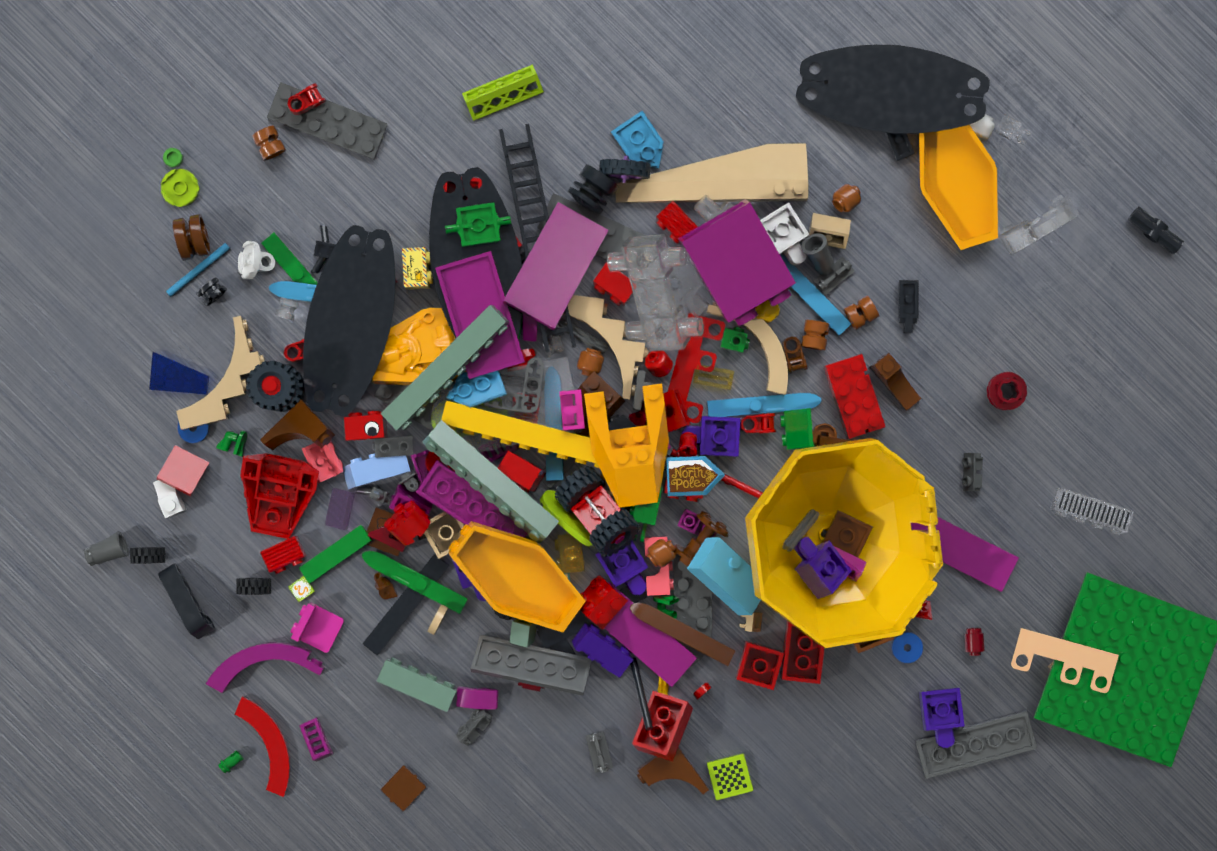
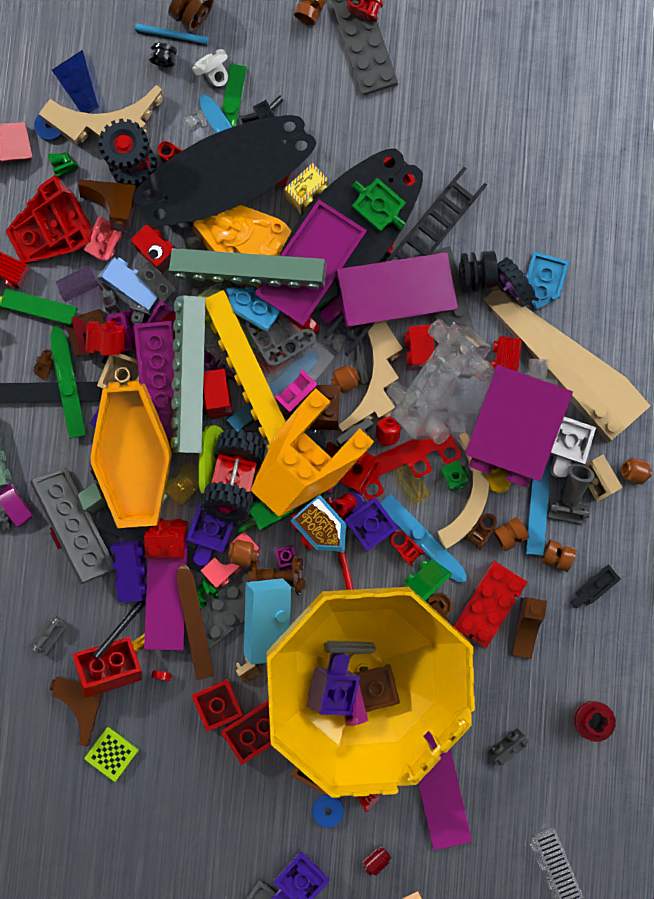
camera: 50 degrees right, 5 degrees down
(437, 619) = (50, 424): tan piece -> none
(504, 85) = (496, 141): lime fence -> none

